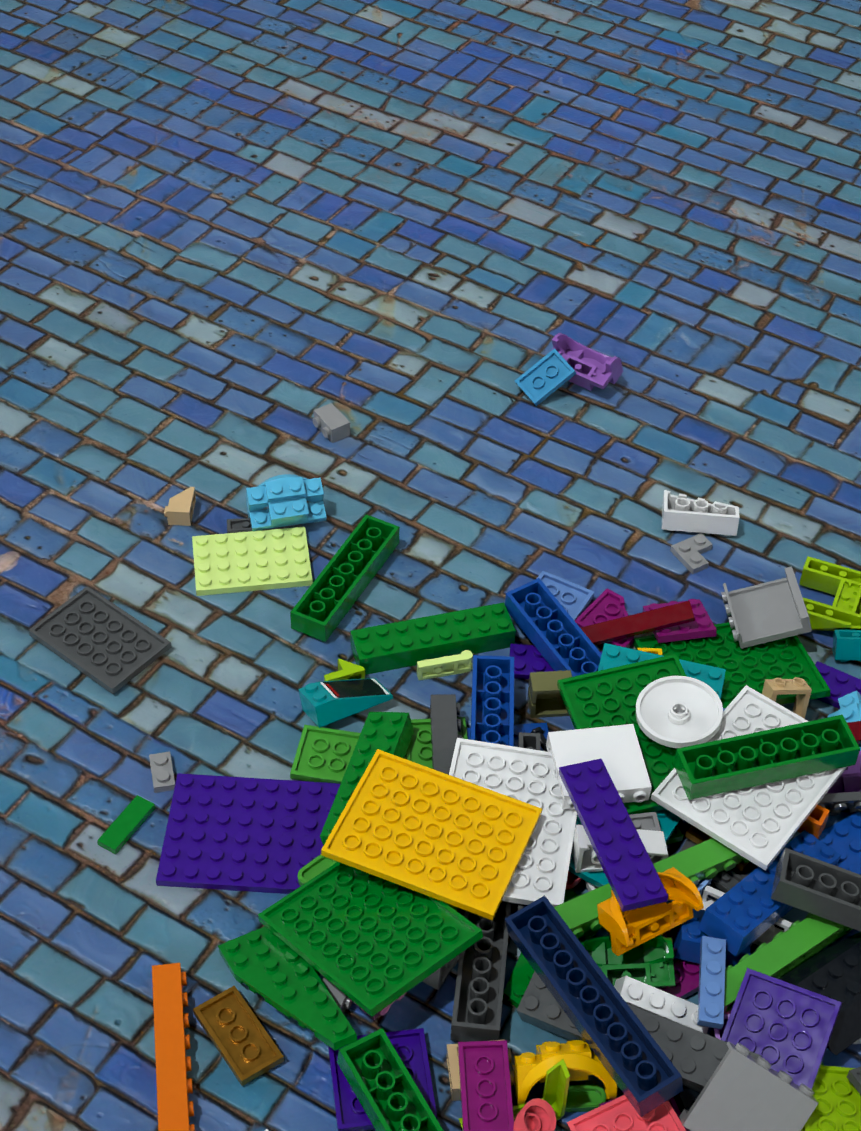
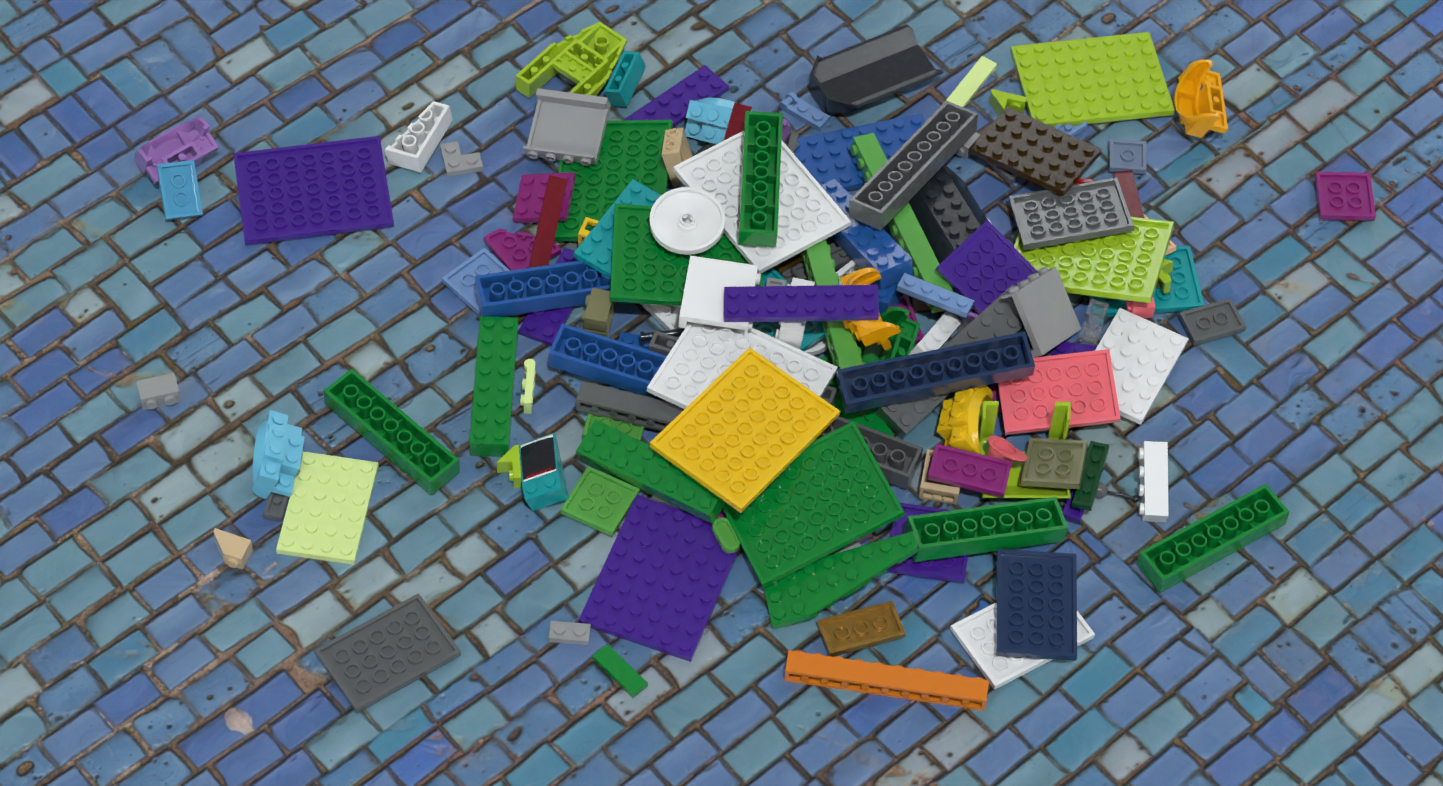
camera: 75 degrees left, 10 degrees up
(599, 464) = (313, 190): none -> dark purple plate

